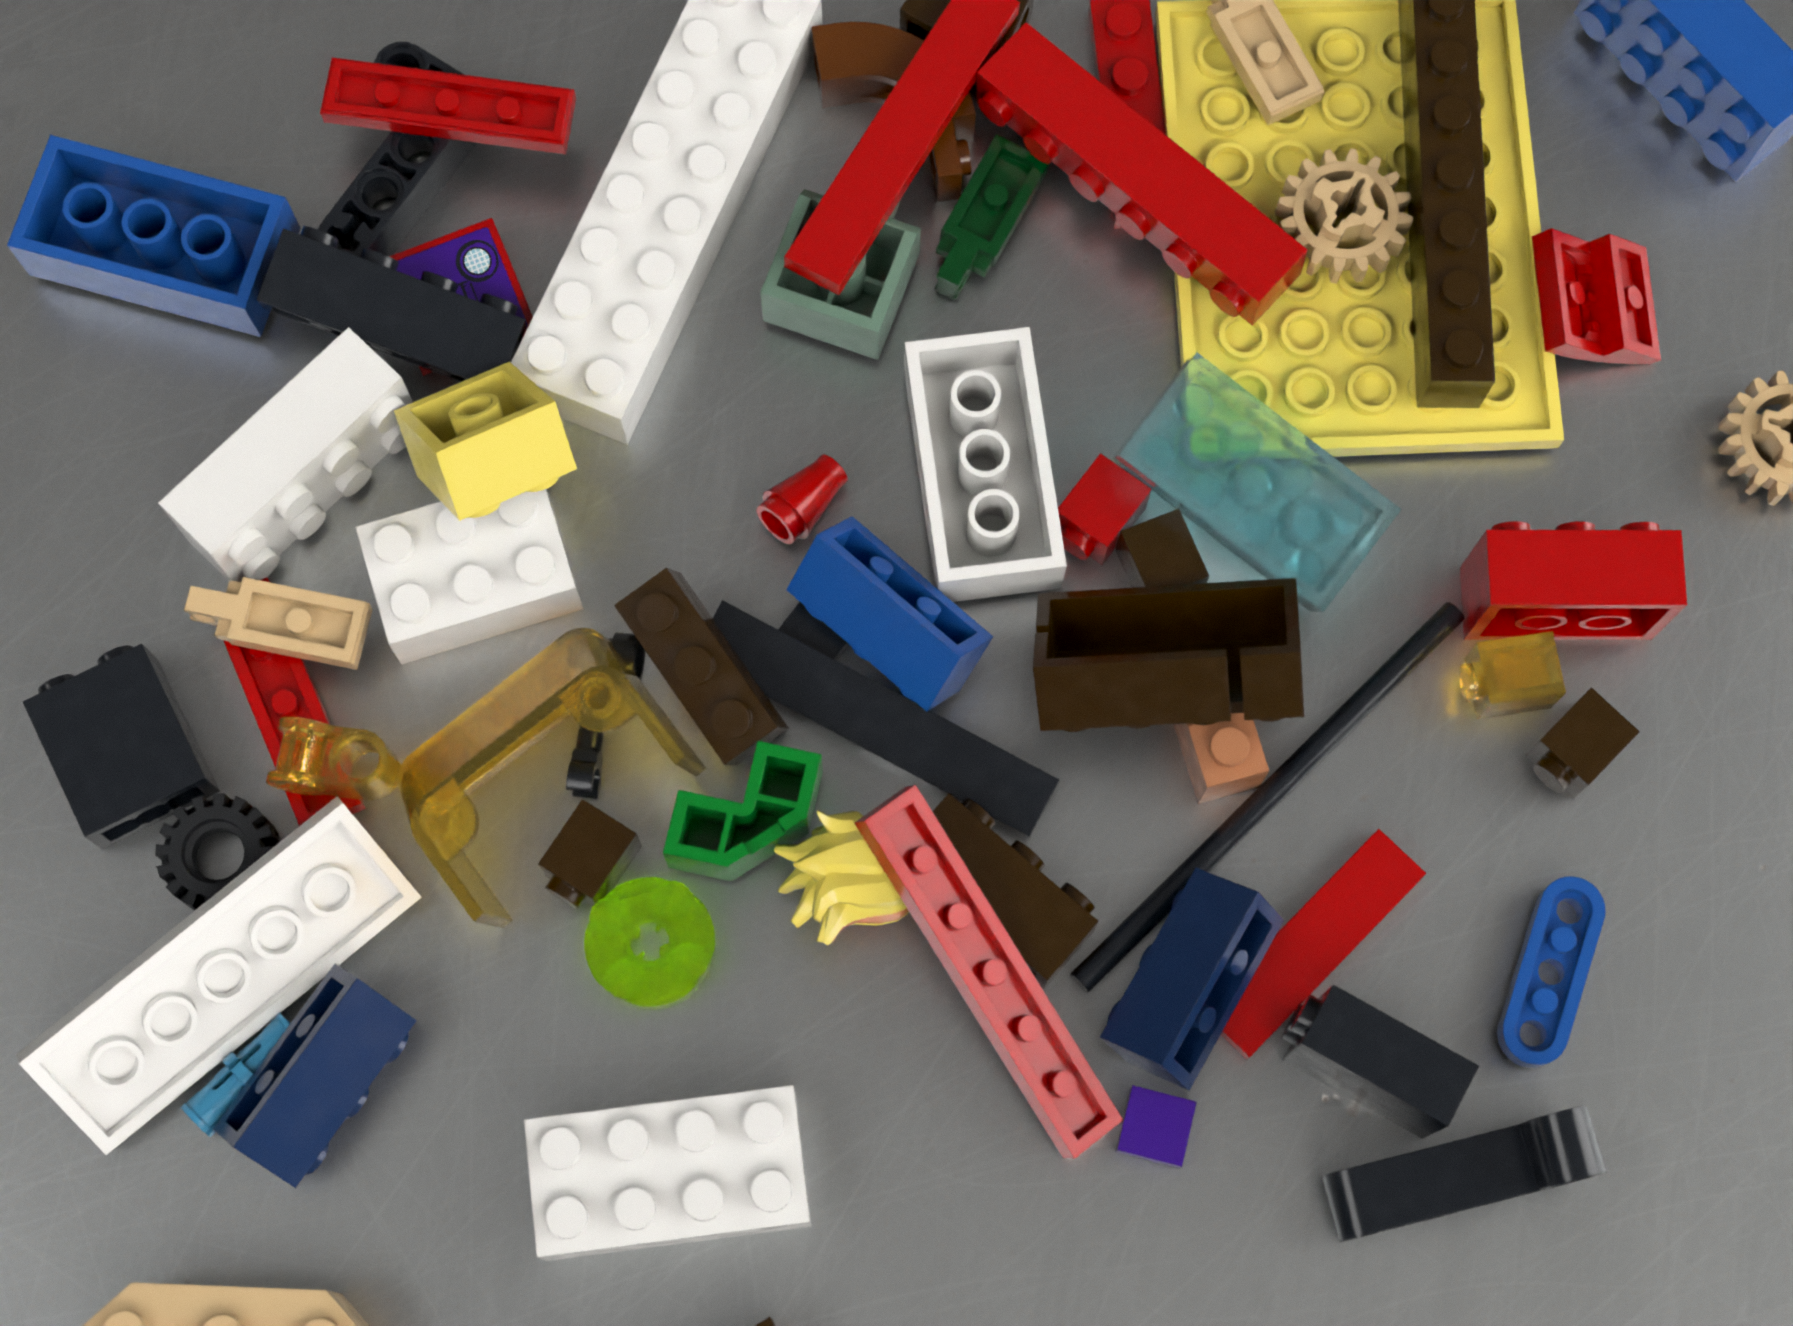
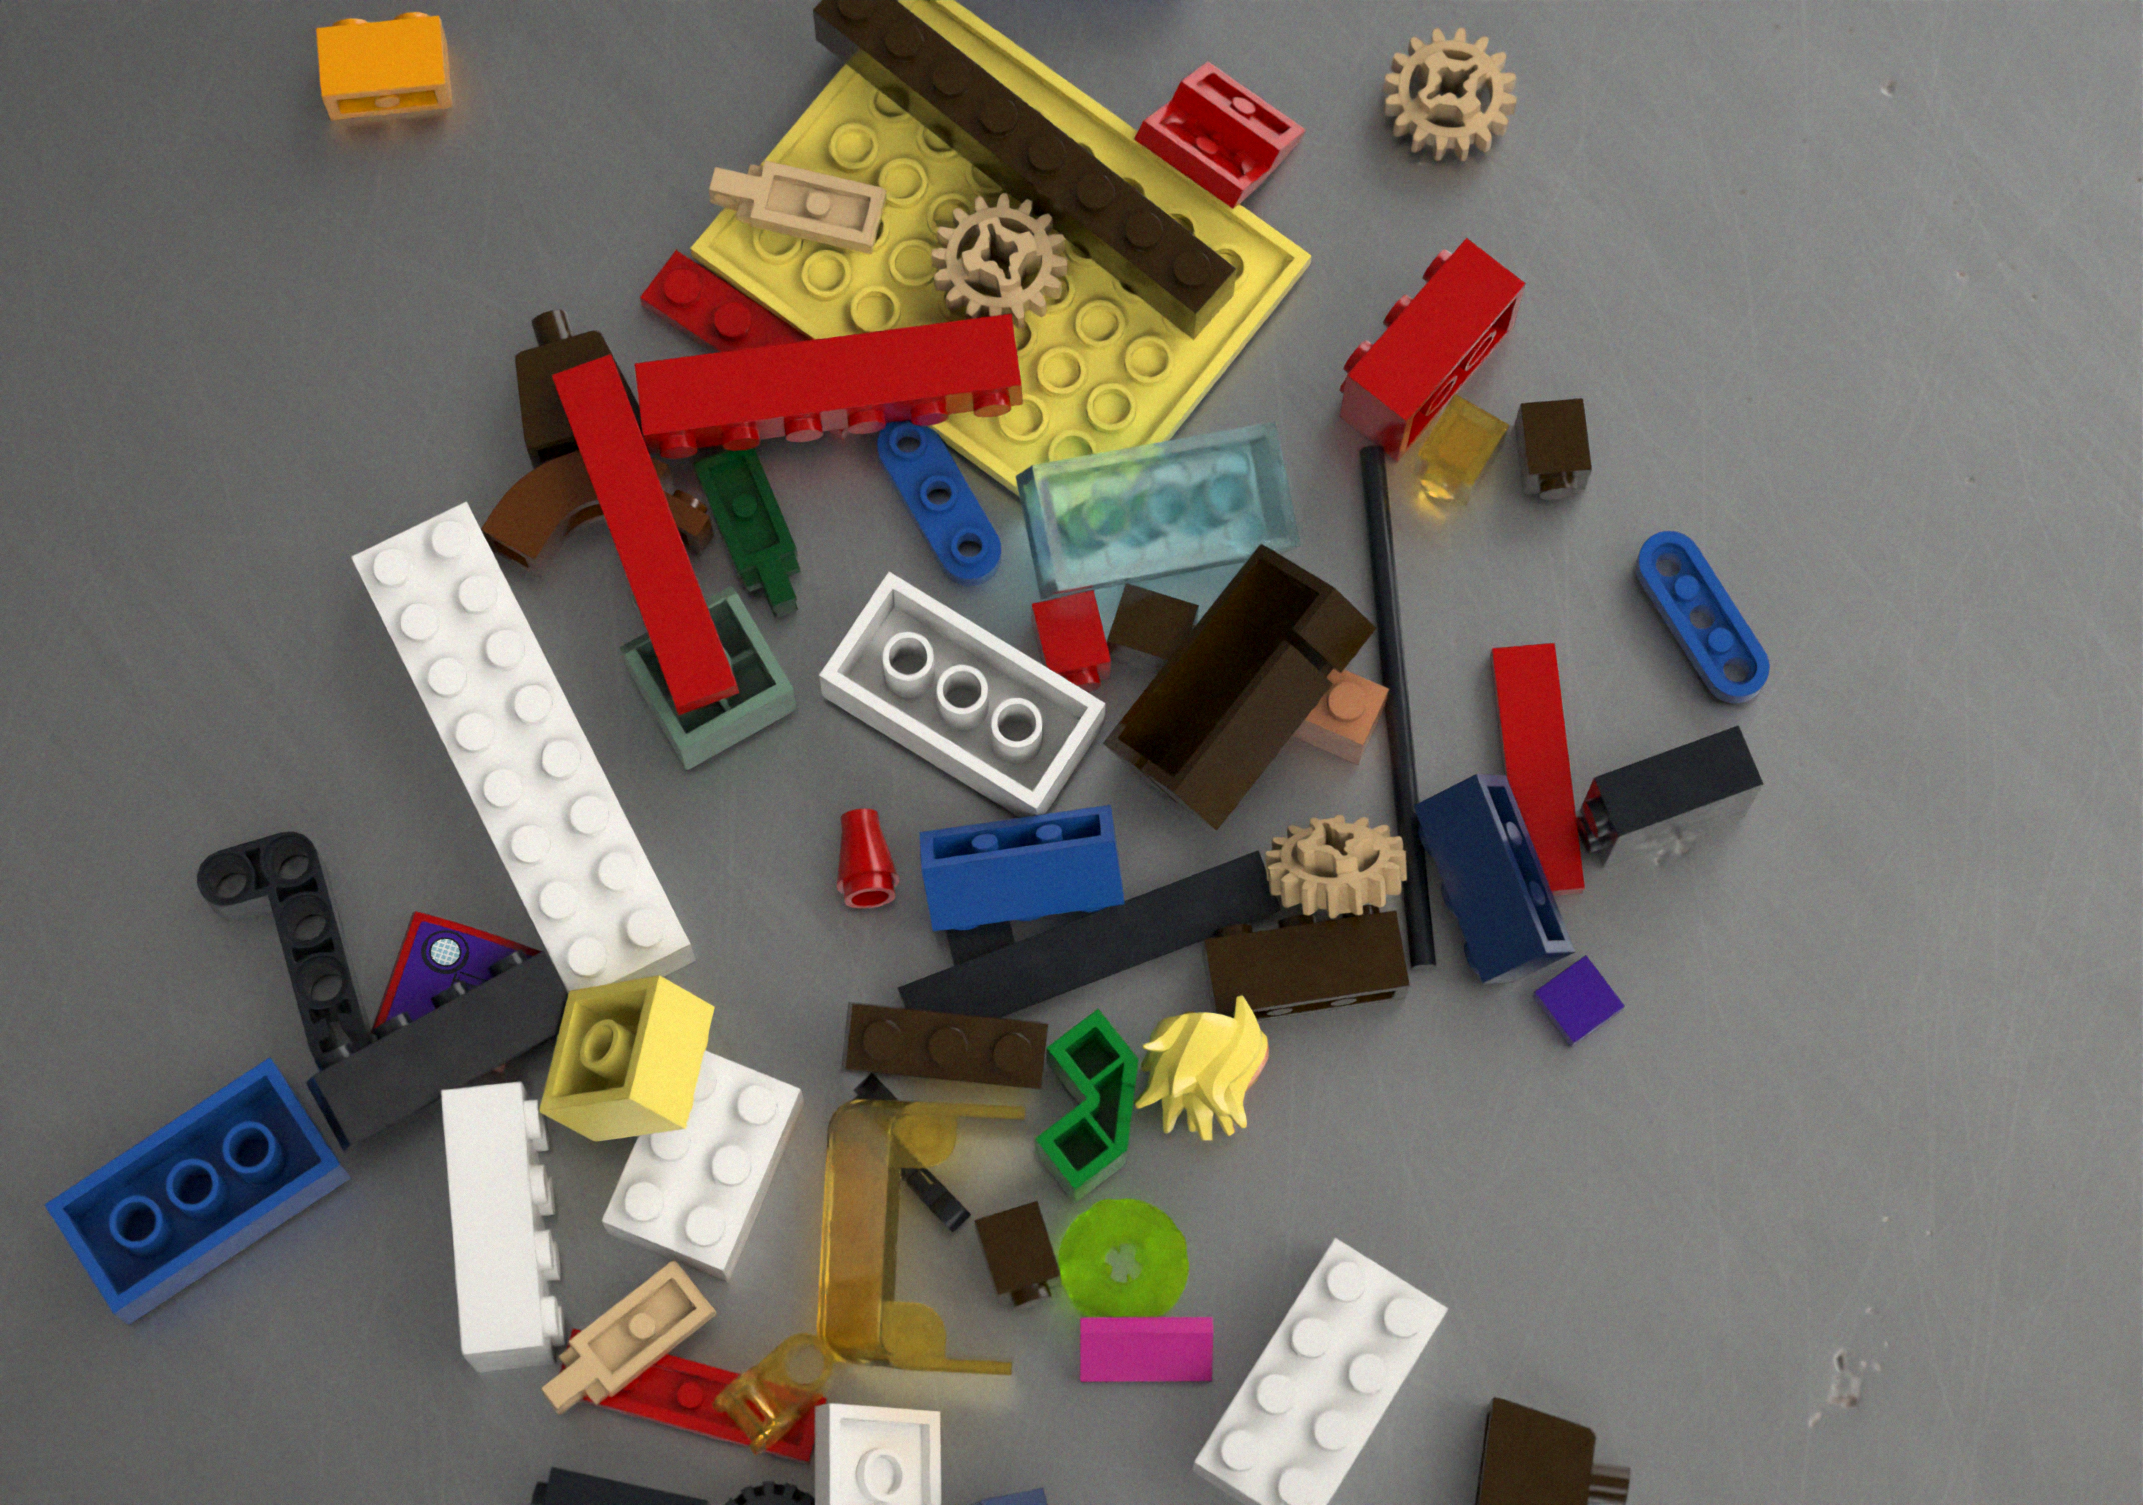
camera: 50 degrees left, 0 degrees up
(448, 105) = (299, 866): red tile -> none
(594, 1012) = (1146, 1349): none -> dark pink tile
(989, 971) = (1368, 1021): plate -> none
(1094, 847) = (1336, 866): none -> tan gear
(1122, 352) = (945, 524): none -> blue plate
(1464, 1174) = (1799, 806): black beam -> none

